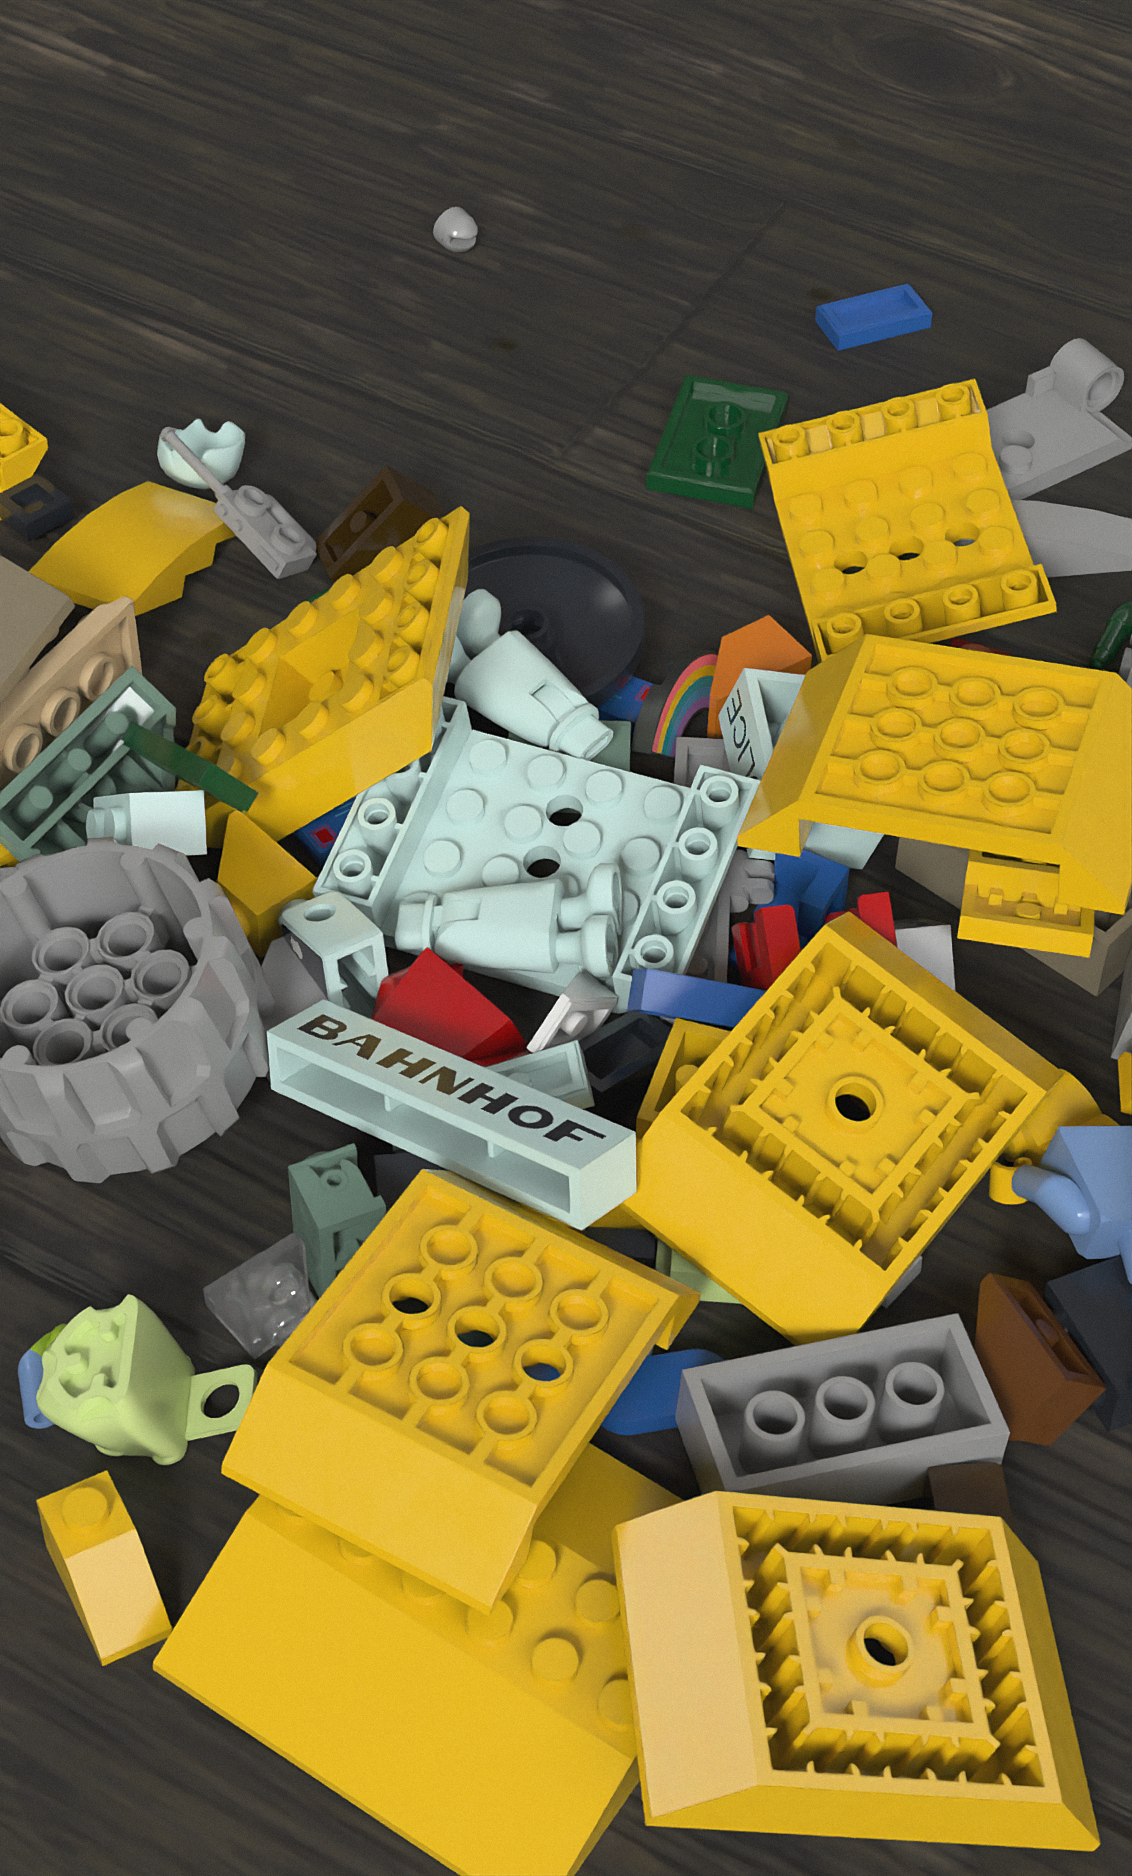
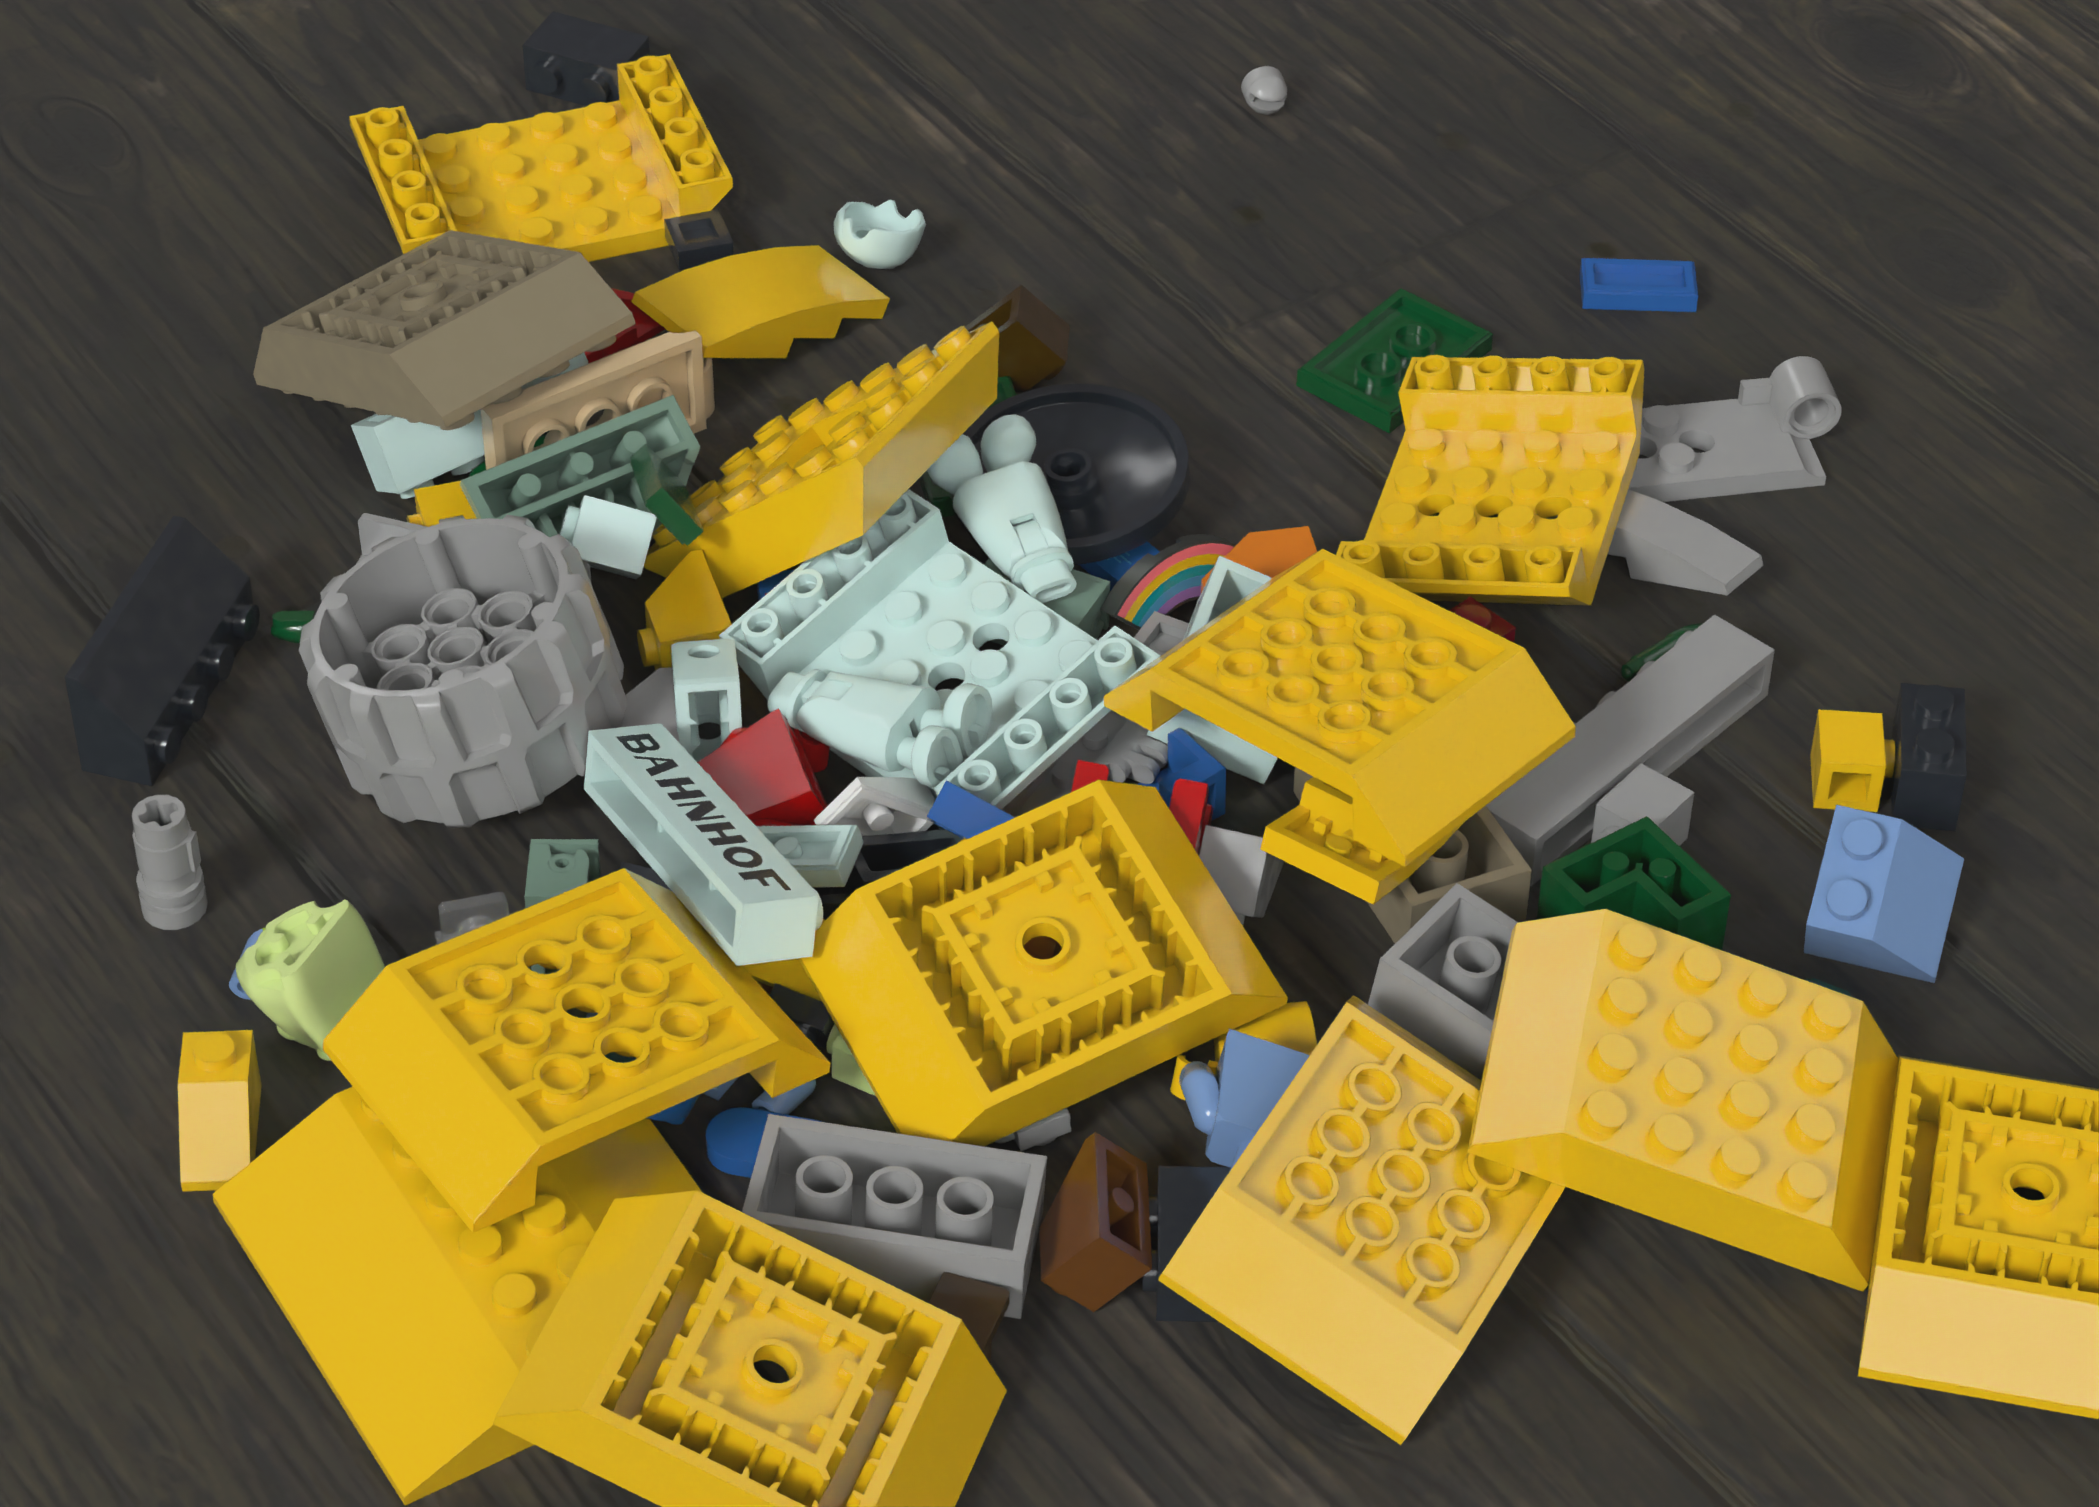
camera: 25 degrees right, 5 degrees down
(255, 519) = (889, 306): light grey piece -> none

